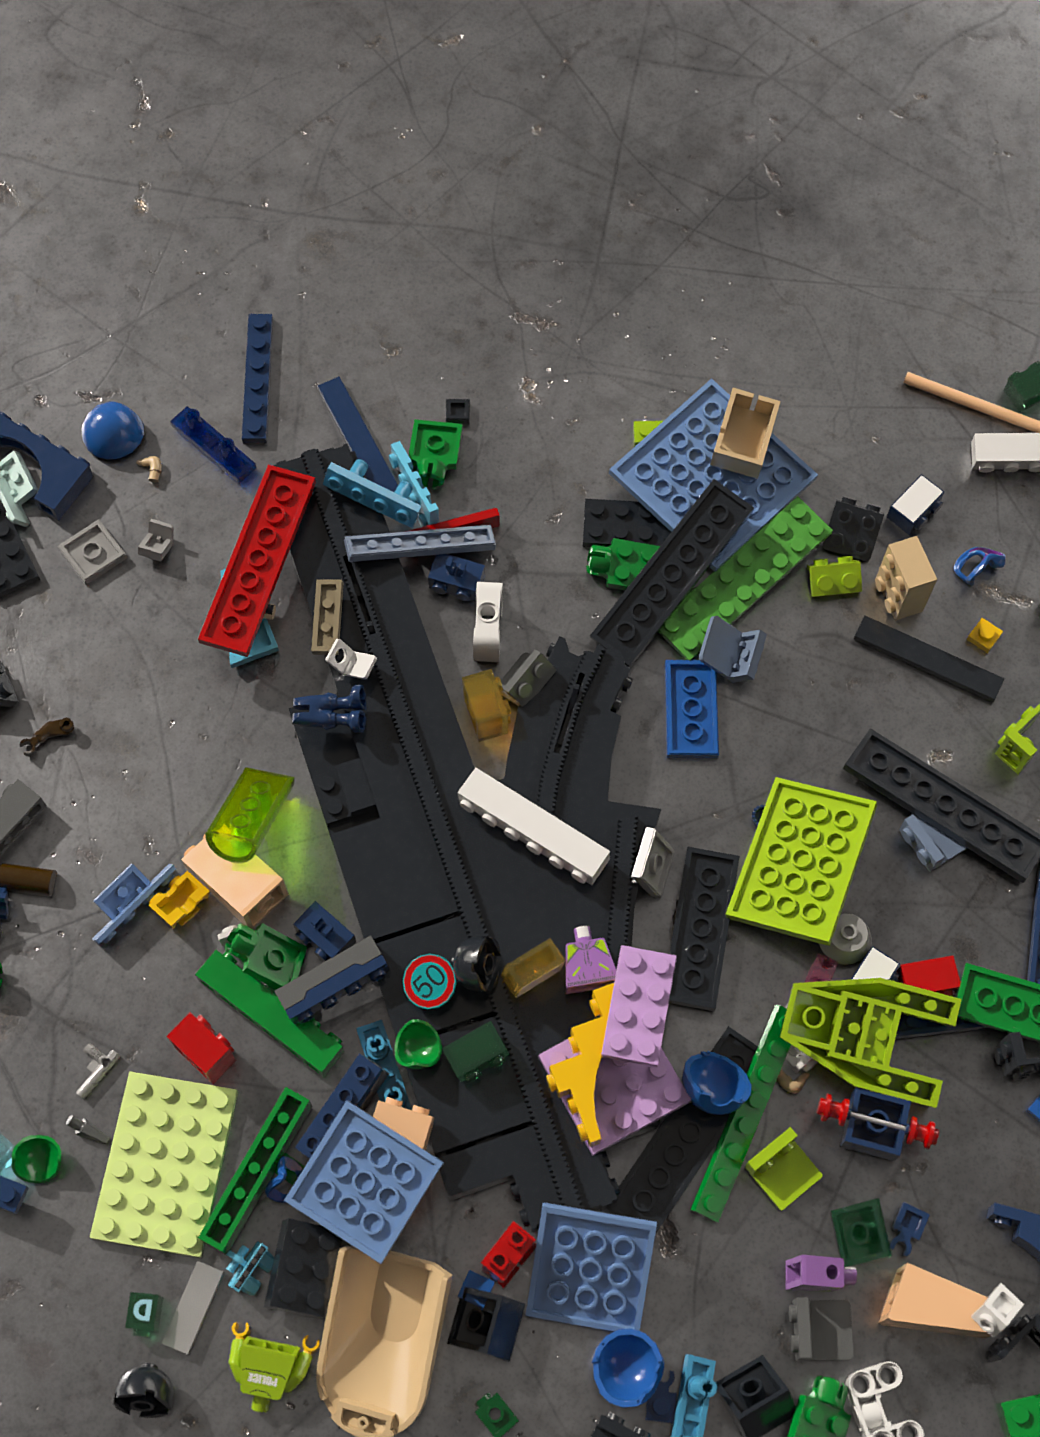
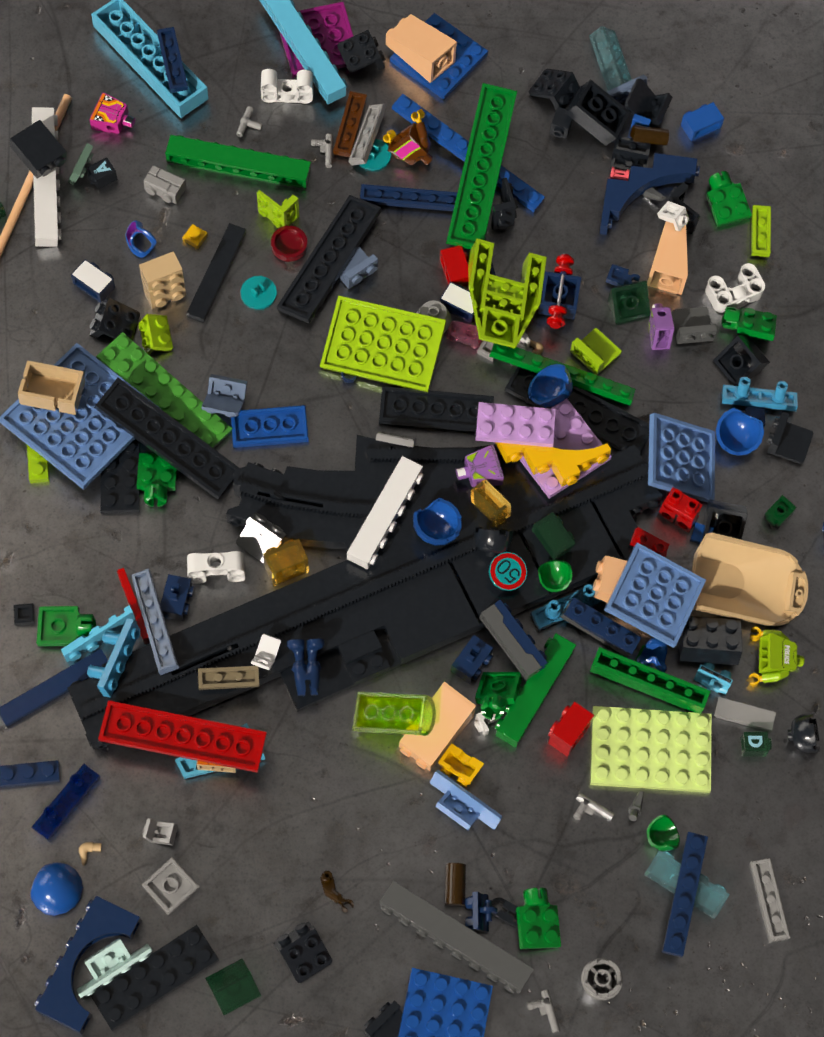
camera: 100 degrees left, 0 degrees up
(455, 1197) = (650, 541): none -> red bracket
(506, 889) = (438, 522): none -> blue cylinder
(897, 711) = (258, 292): none -> teal piece
(971, 754) = (289, 243): none -> dark red piece

